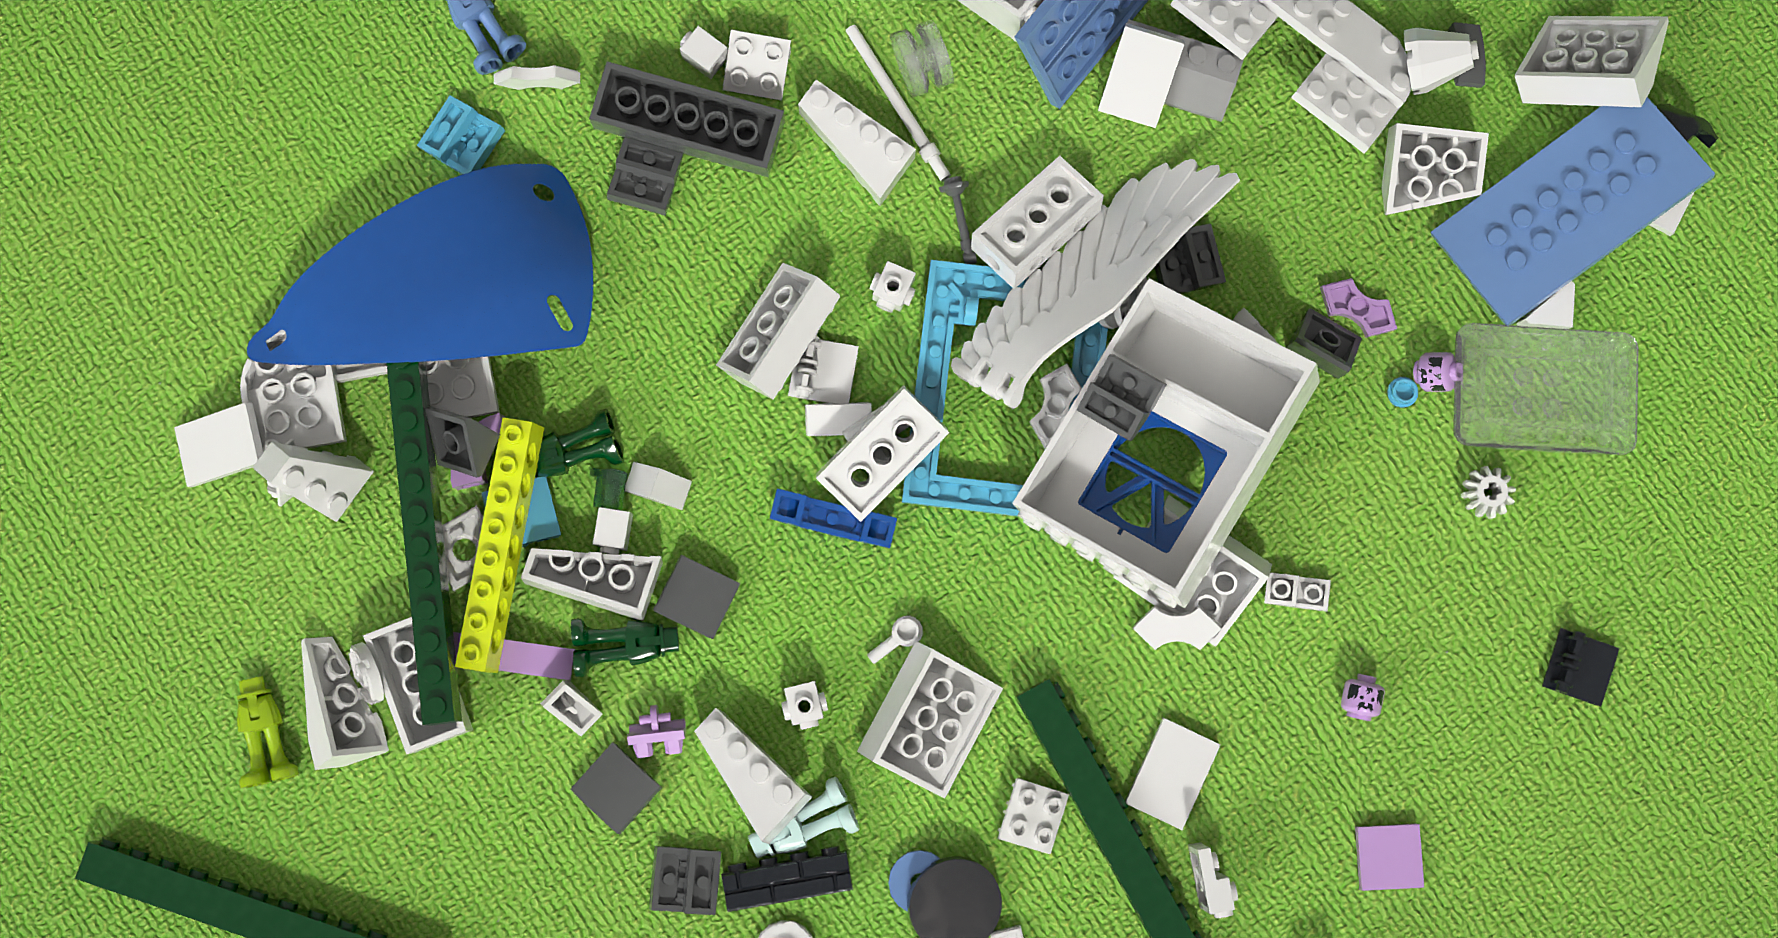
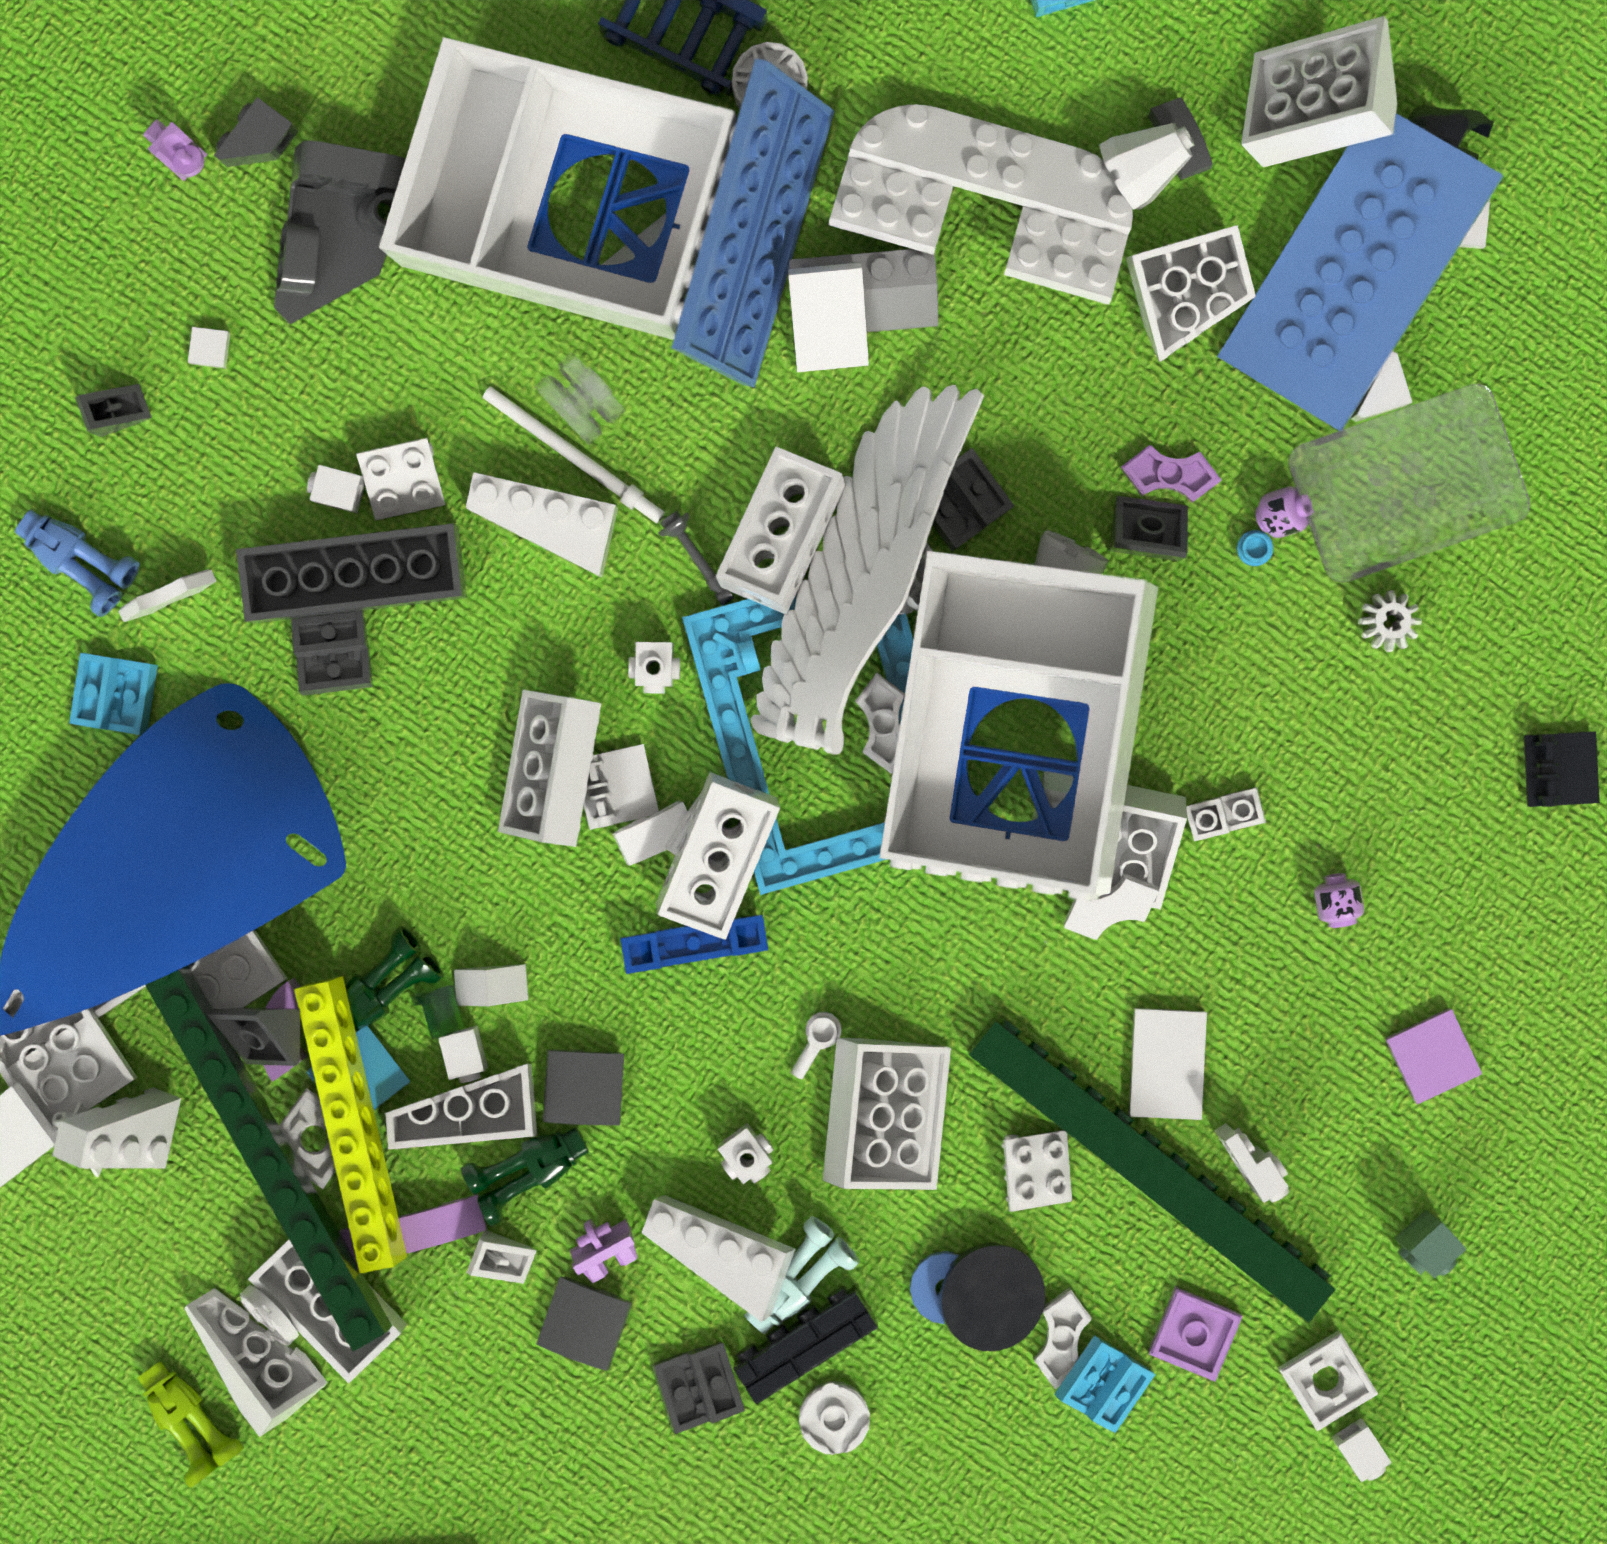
camera: 15 degrees left, 5 degrees up
(1121, 397) = (950, 697): dark grey slope -> none

